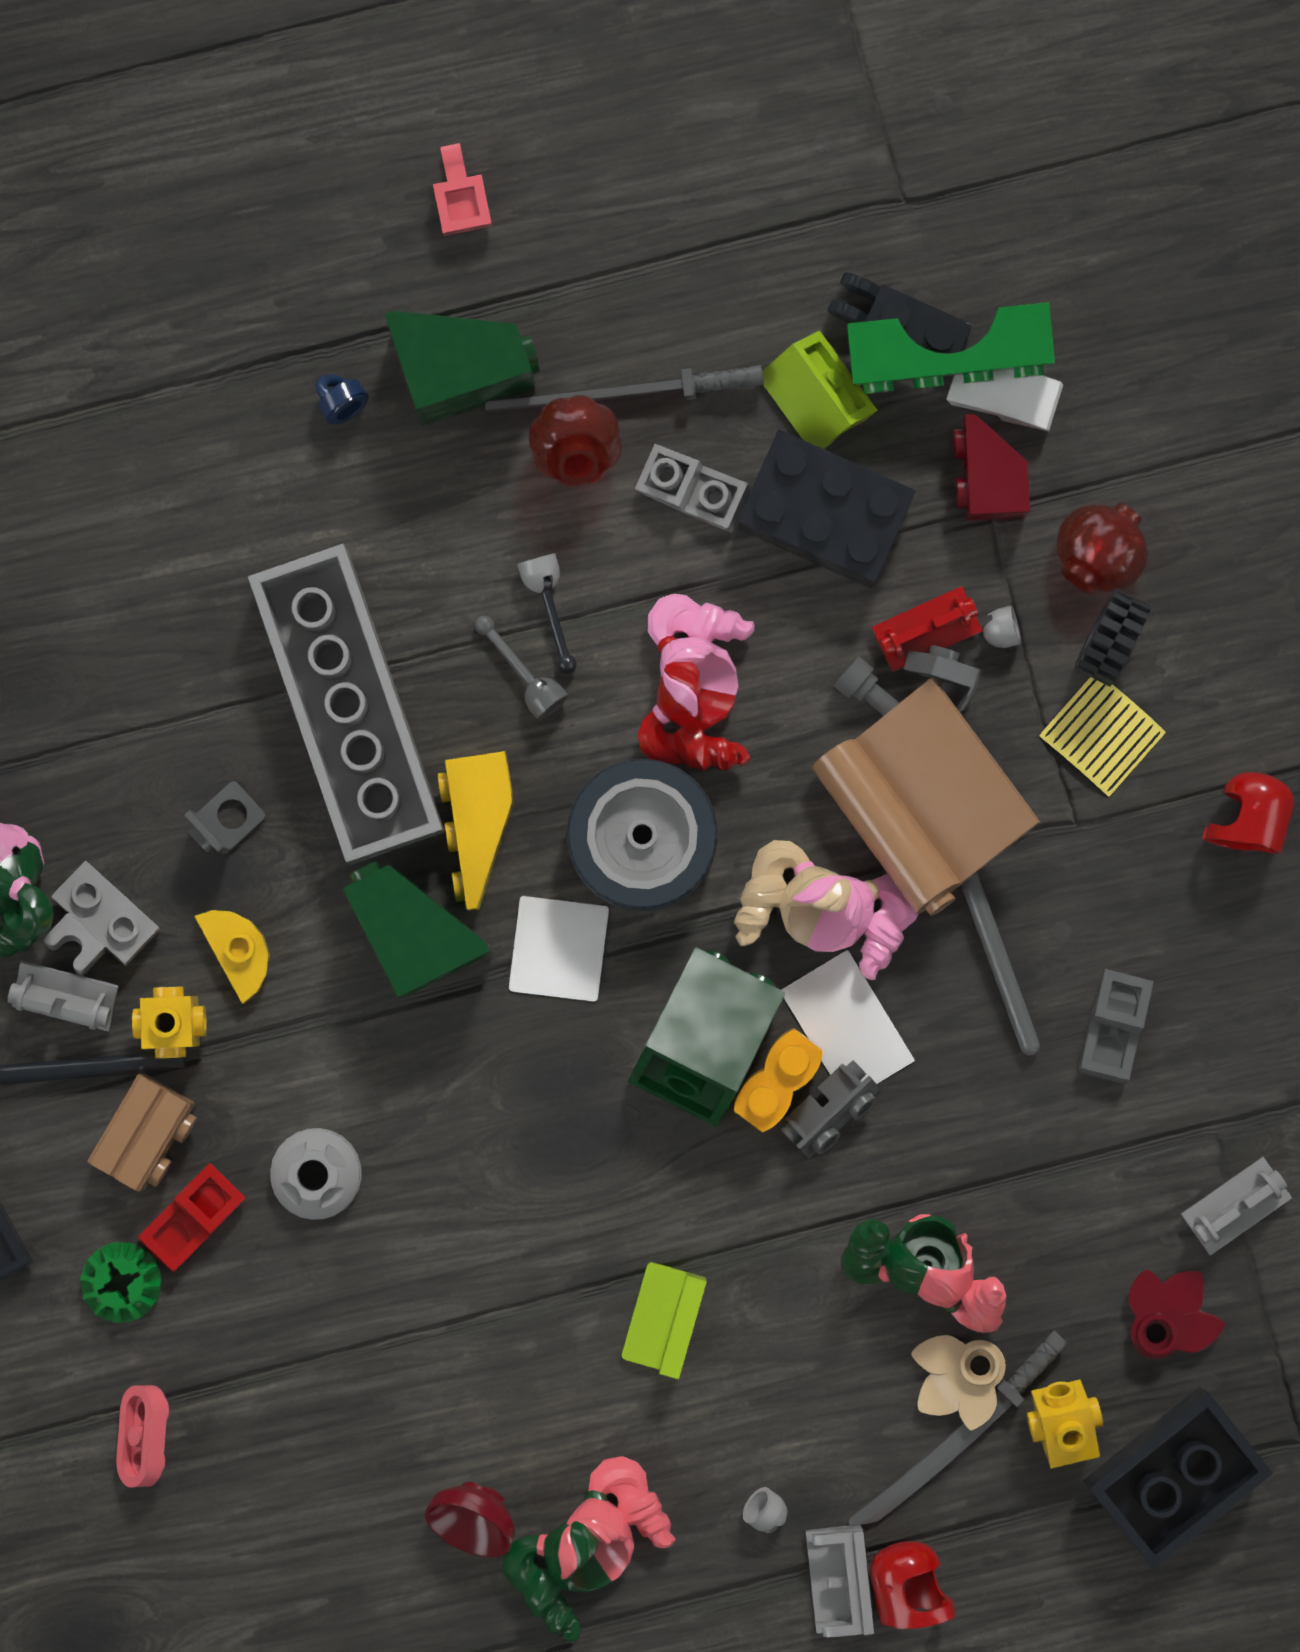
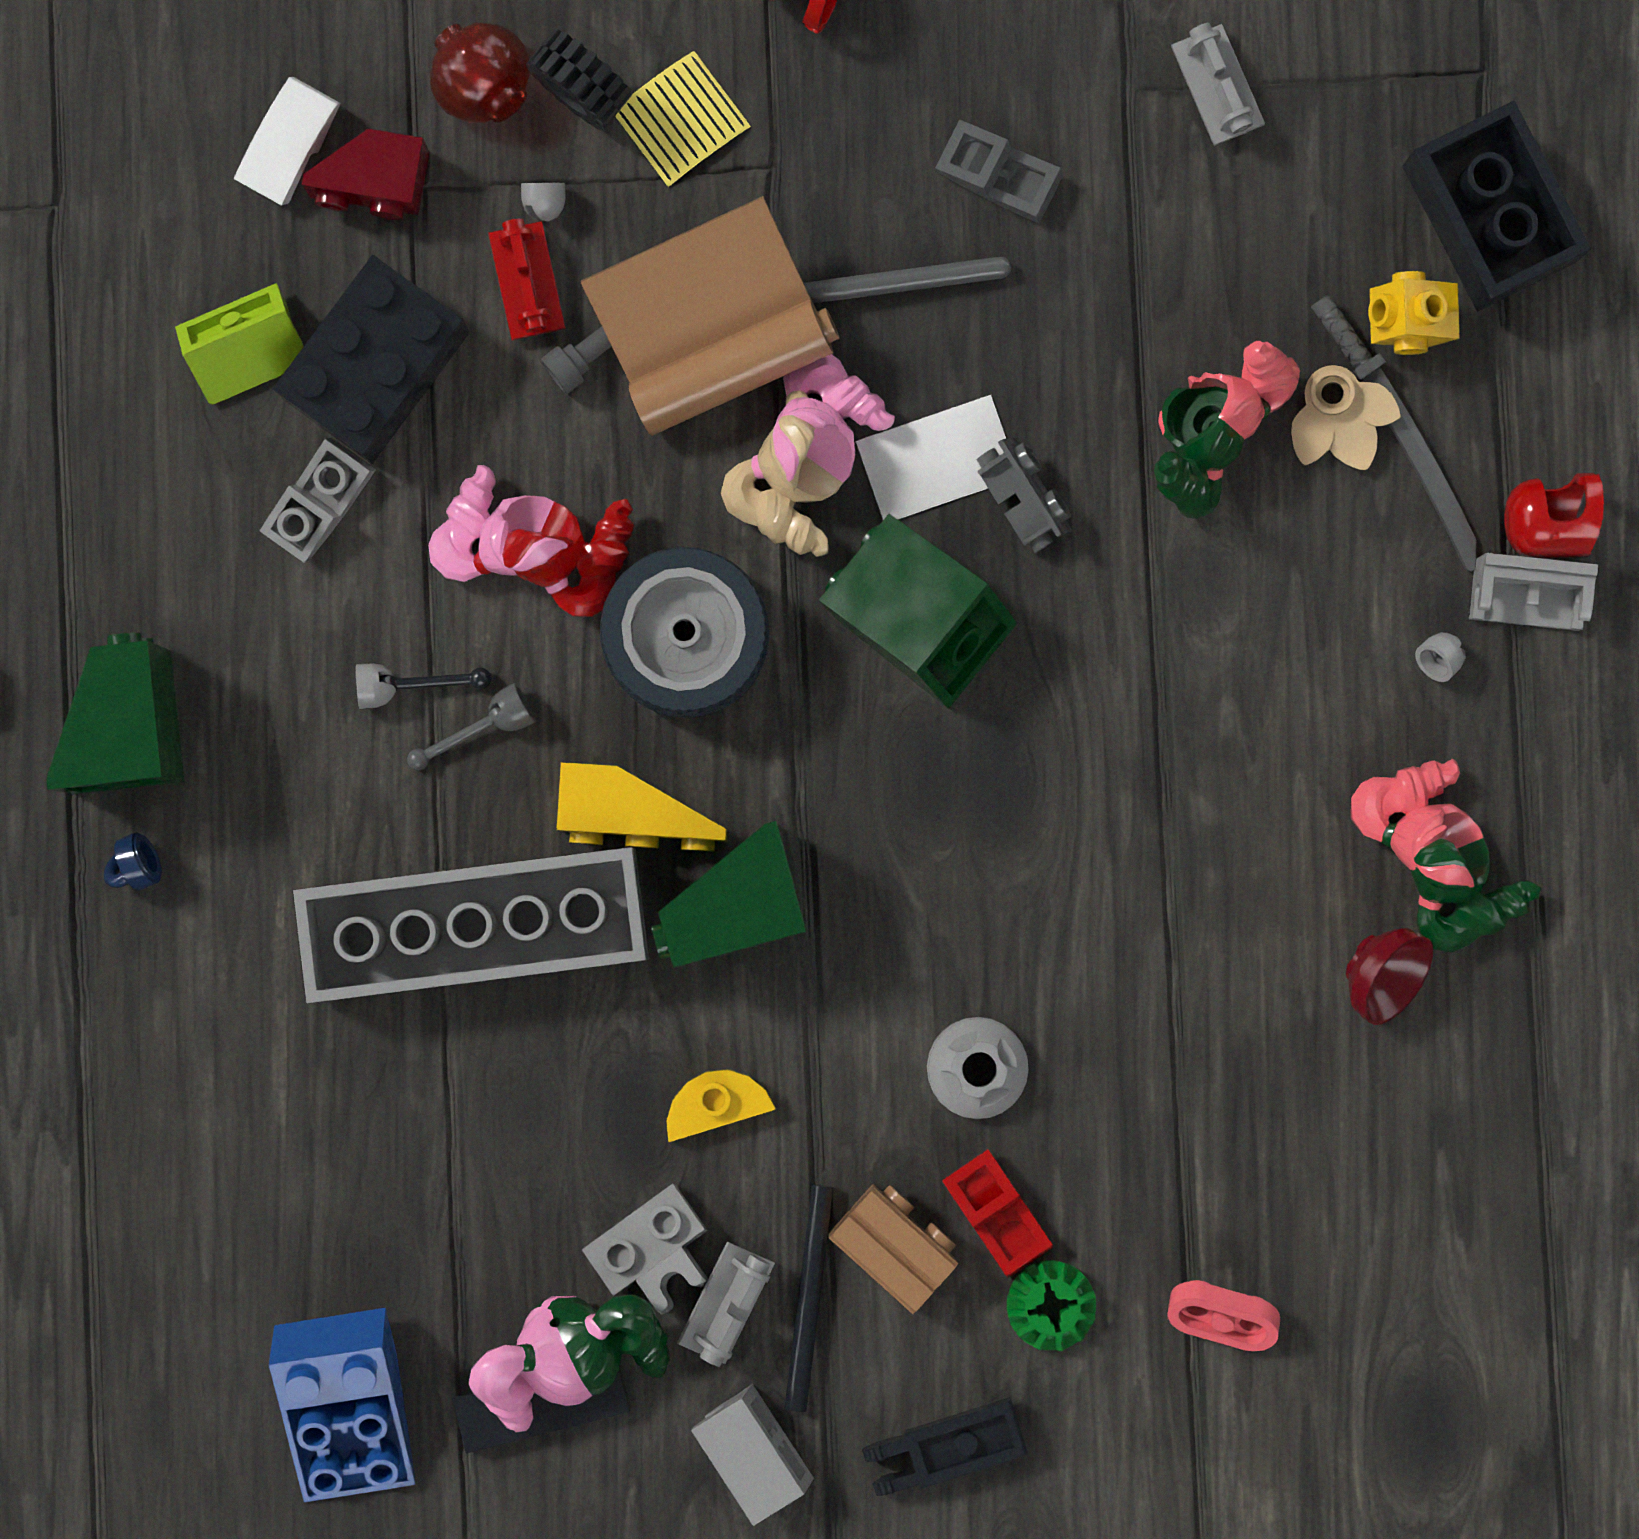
camera: 80 degrees left, 0 degrees up
(188, 1017) = (784, 1170): yellow brick -> none
(211, 833) = (582, 1104): dark grey bracket -> none
(558, 948) = (788, 752): white sticker -> none
(575, 441) = (236, 614): clear red plant -> none
(664, 1319) = (1213, 721): lime panel -> none
(689, 383) = (202, 478): dark grey sword -> none
(769, 1091) = (970, 530): light orange brick -> none
(886, 354) = (232, 111): green arch -> none
(922, 323) = (186, 234): black hinge -> none
(943, 665) = (585, 258): dark grey plate -> none
(1176, 1308) = (1315, 172): dark red plate -> none

